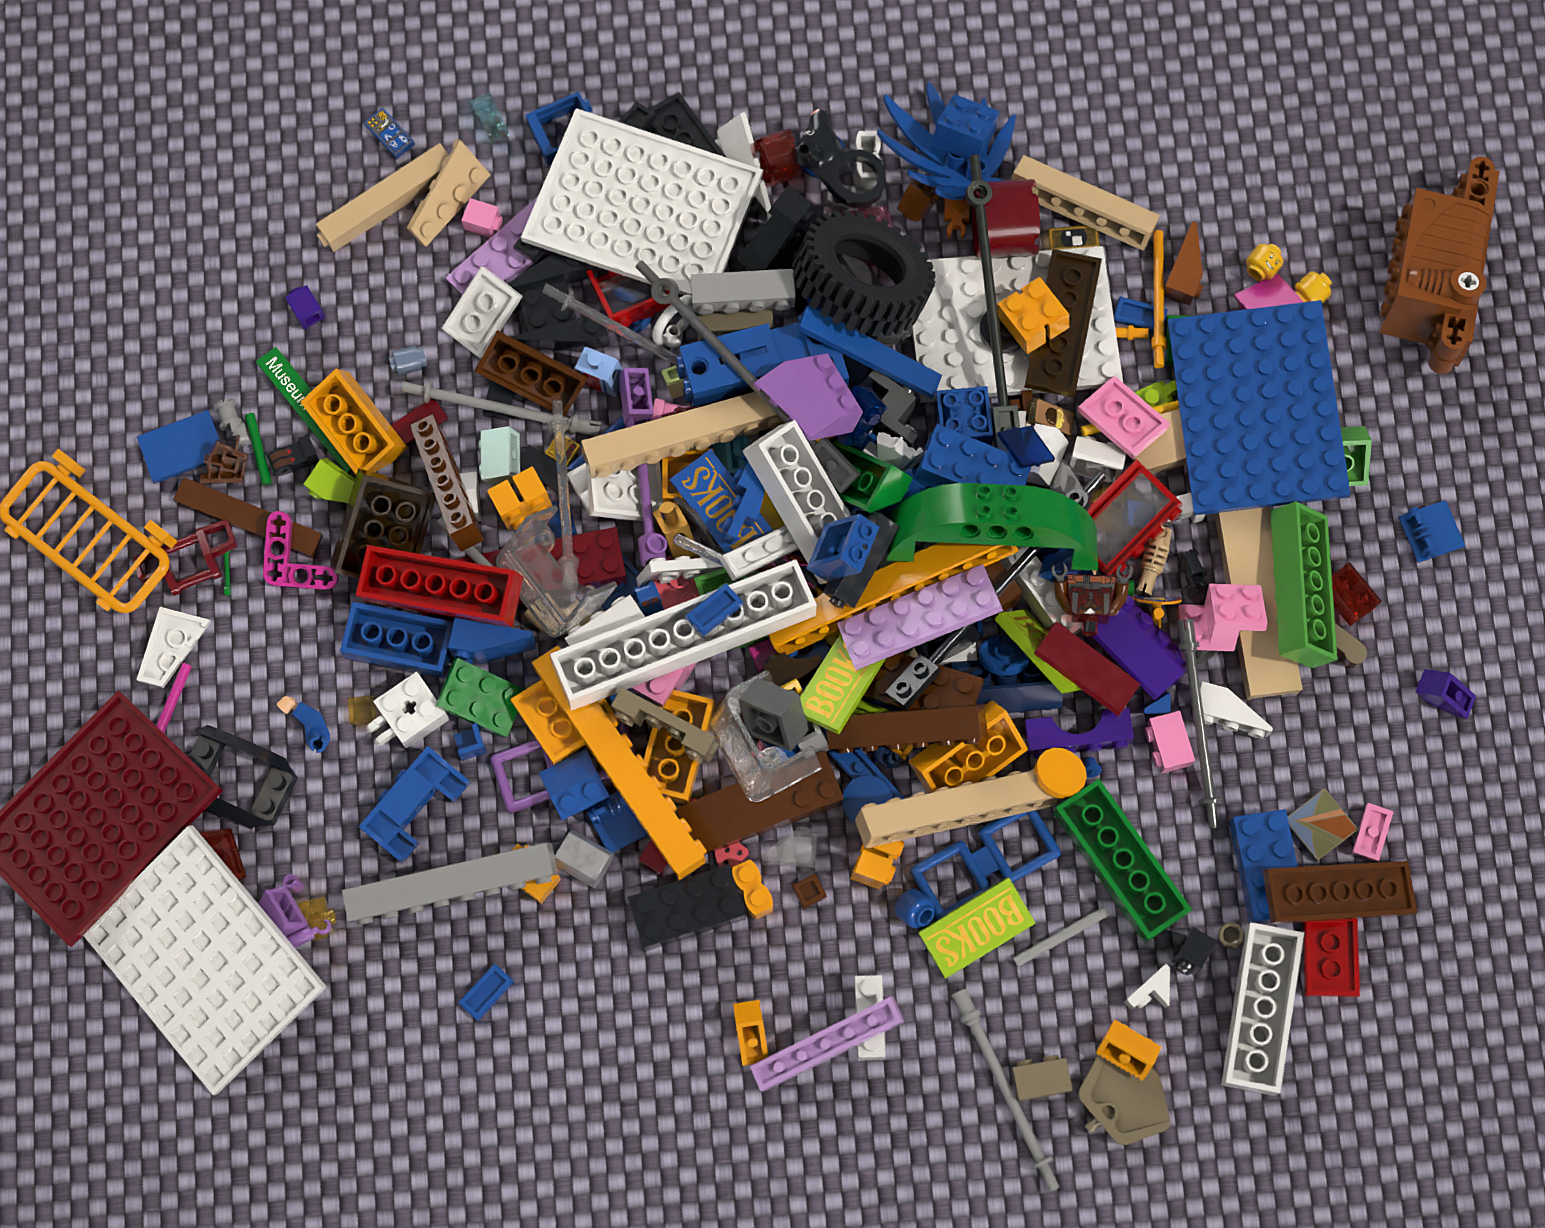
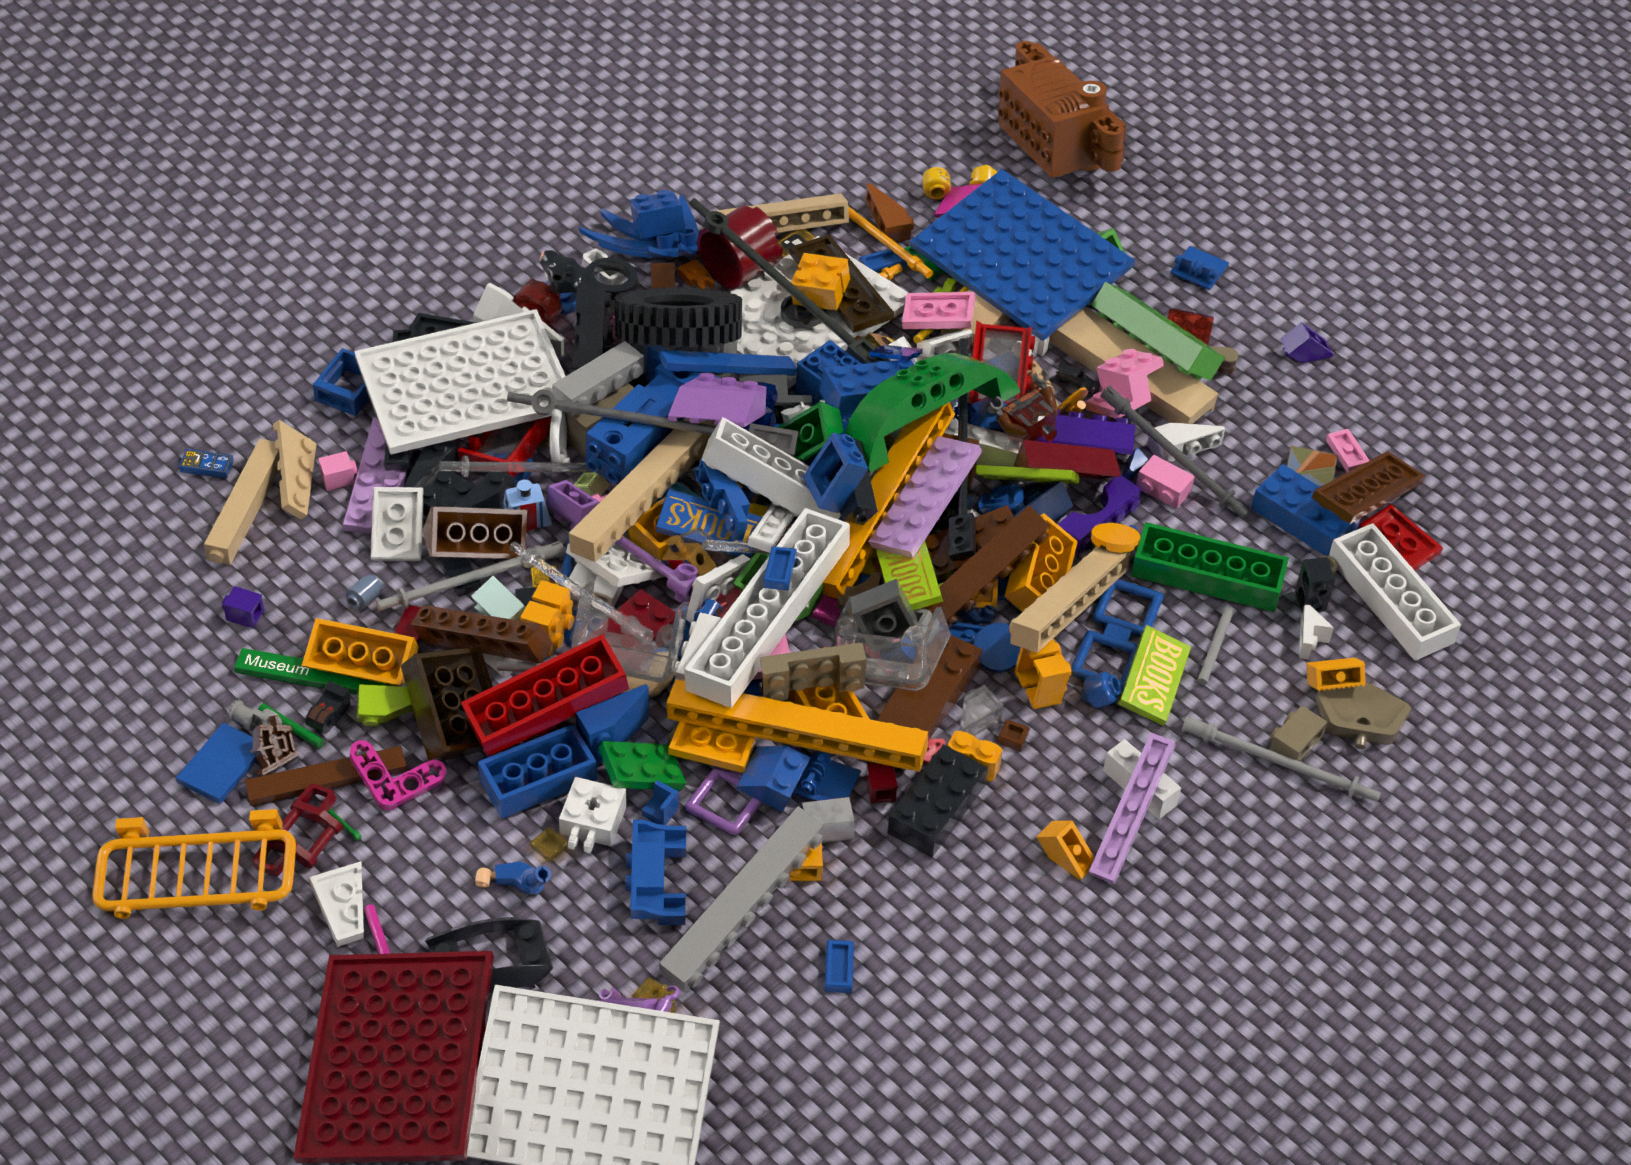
camera: 45 degrees left, 25 degrees down
(489, 117) = (282, 406): clear light blue leg -> none

